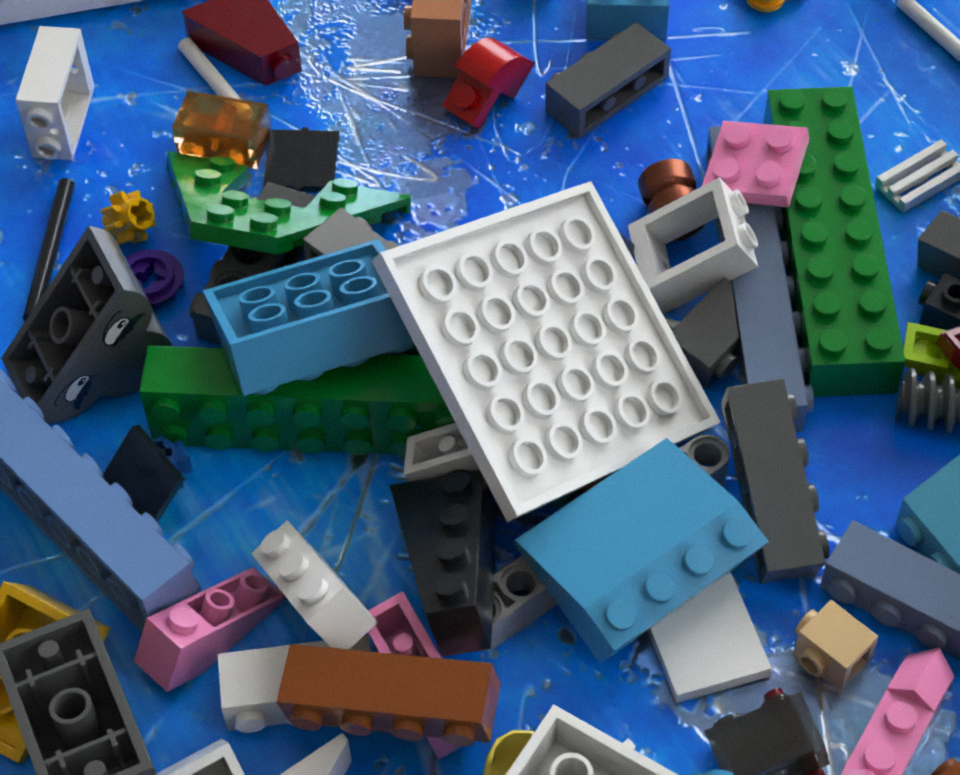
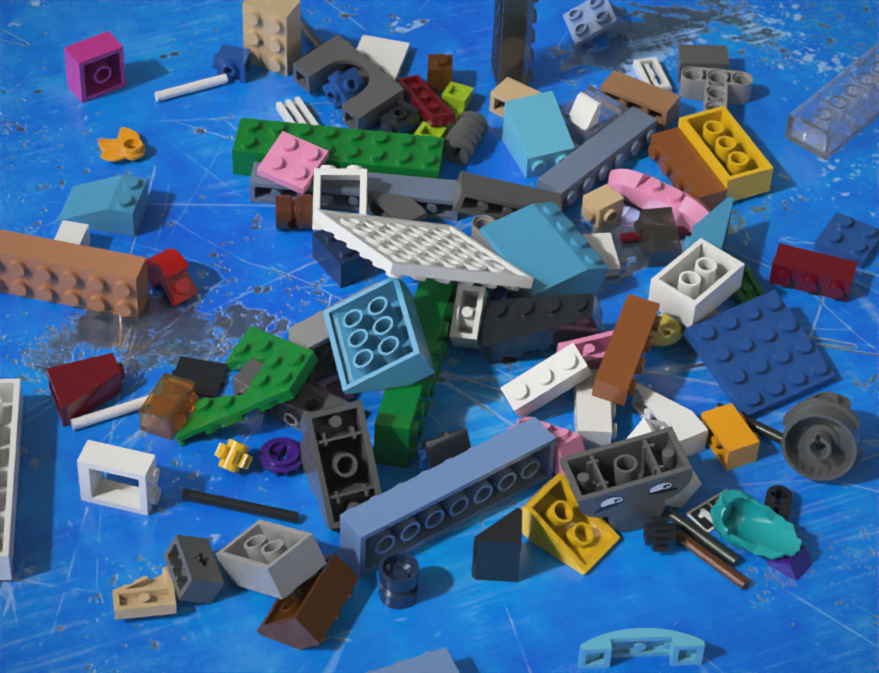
camera: 85 degrees left, 10 degrees down
(607, 79) = (184, 225): dark grey brick -> none

